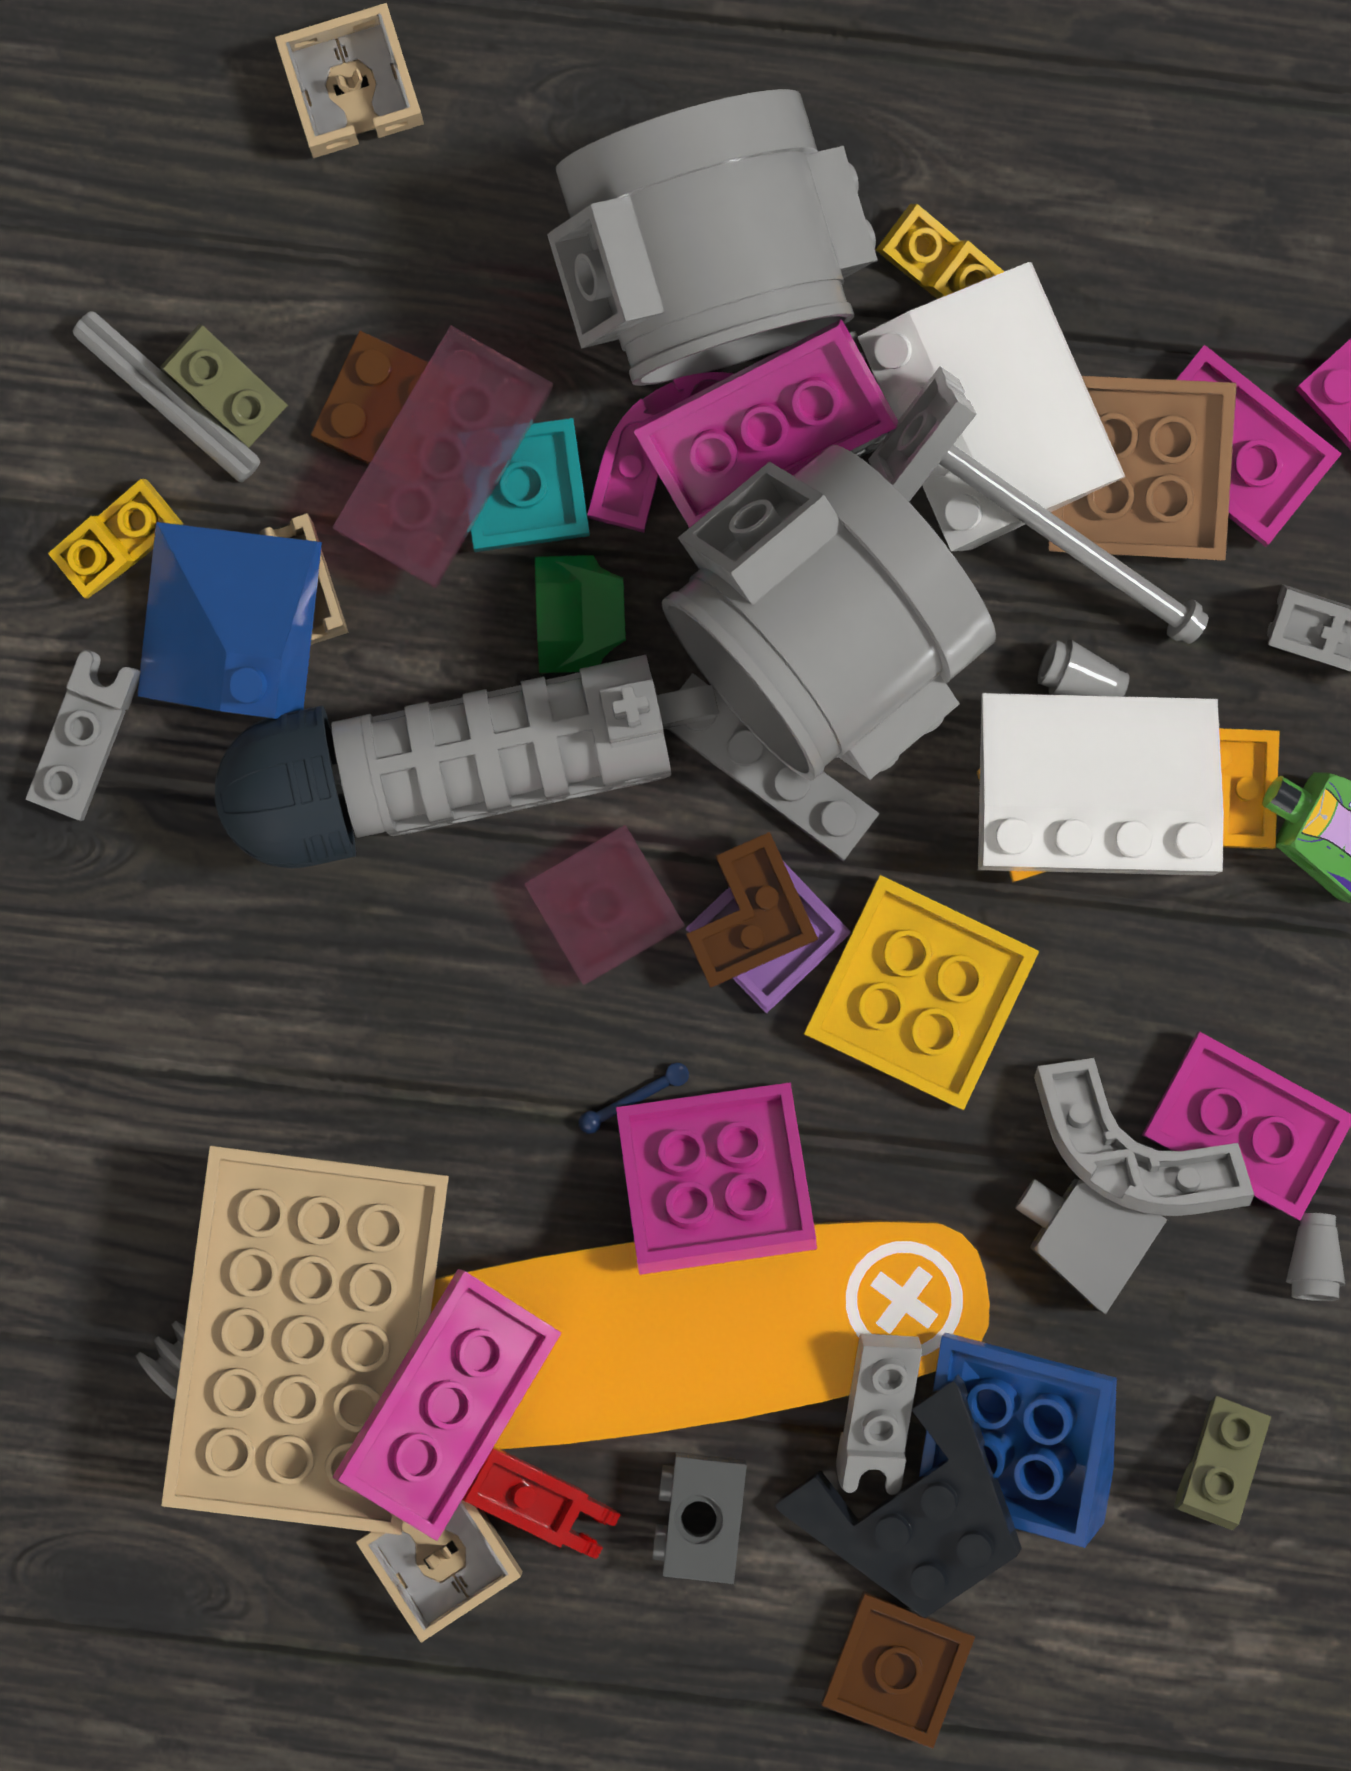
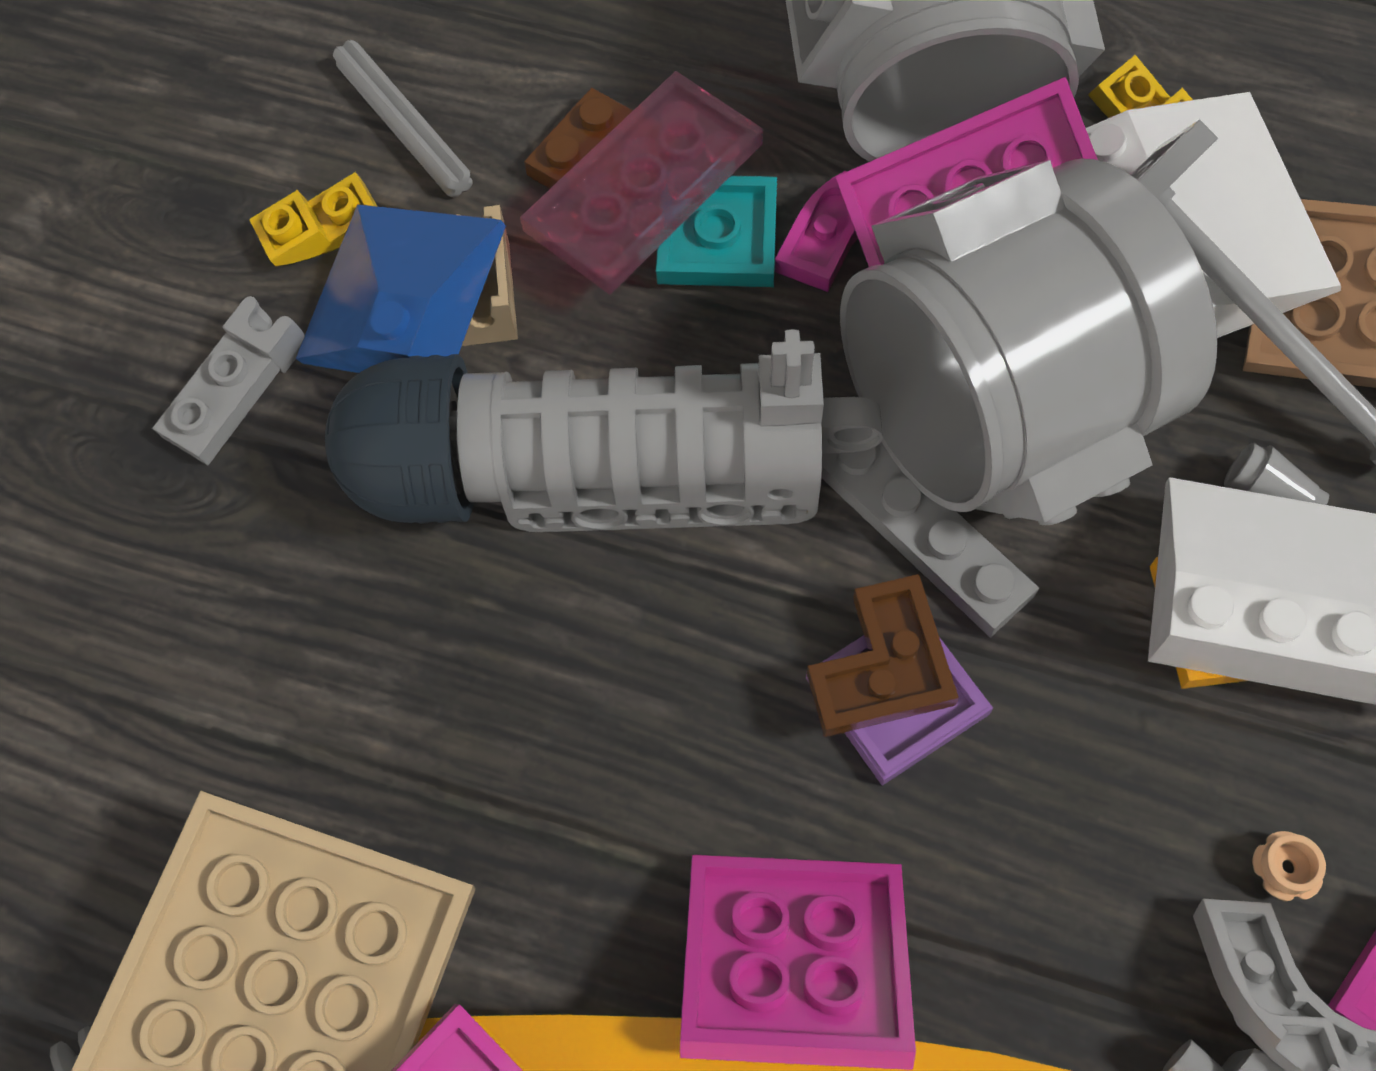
camera: 15 degrees right, 20 degrees down
(223, 385) = (453, 106): olive plate -> none
(576, 613) = (741, 331): green slope -> none
(604, 905) = (722, 632): clear pink plate -> none
(676, 1075) = (768, 836): dark blue hinge -> none
(921, 992) = (1069, 792): yellow plate -> none
(1107, 1039) = (1302, 853): none -> light nougat plate

